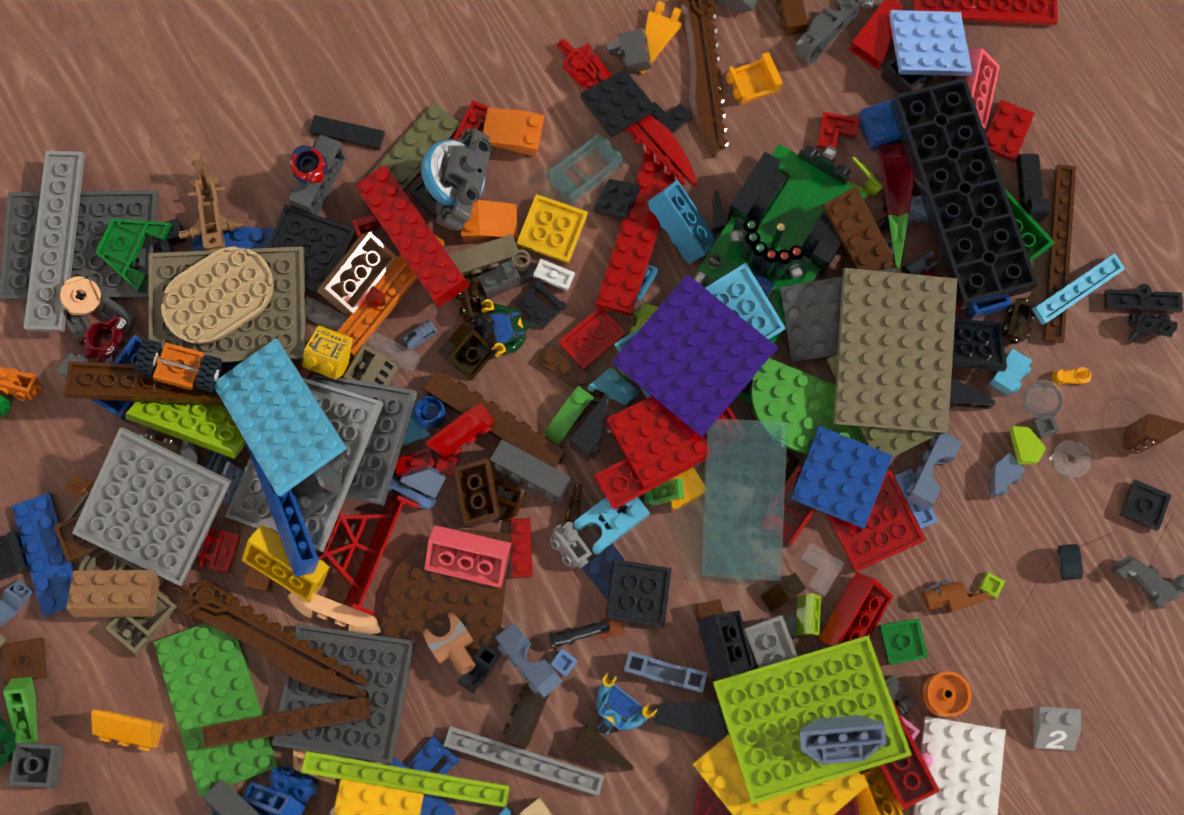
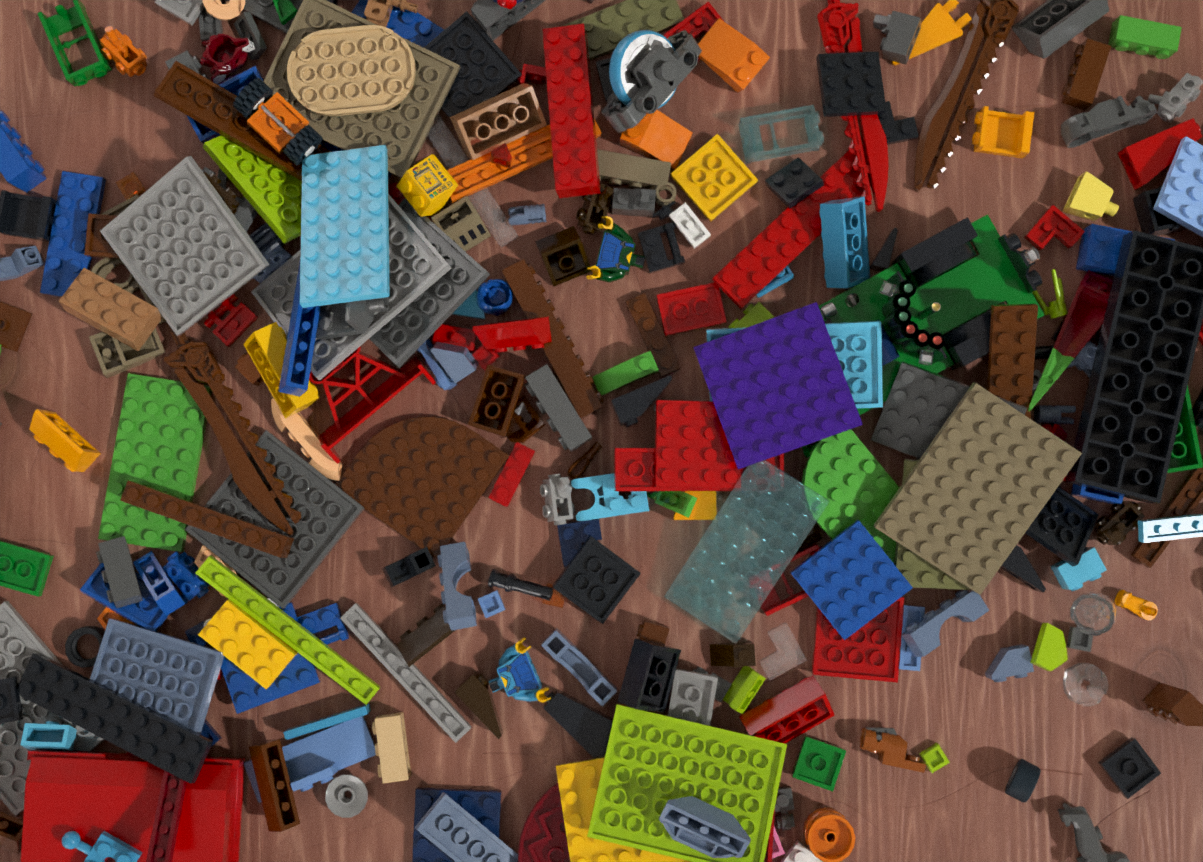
camera: 30 degrees right, 10 degrees up
(452, 645) = (395, 531): nougat connector -> none
(467, 556) = (455, 455): coral slope -> none
(484, 325) = (593, 240): black plate -> none
(614, 386) = (685, 369): medium azure wing -> none
(849, 93) = (1090, 198): none -> light yellow torso

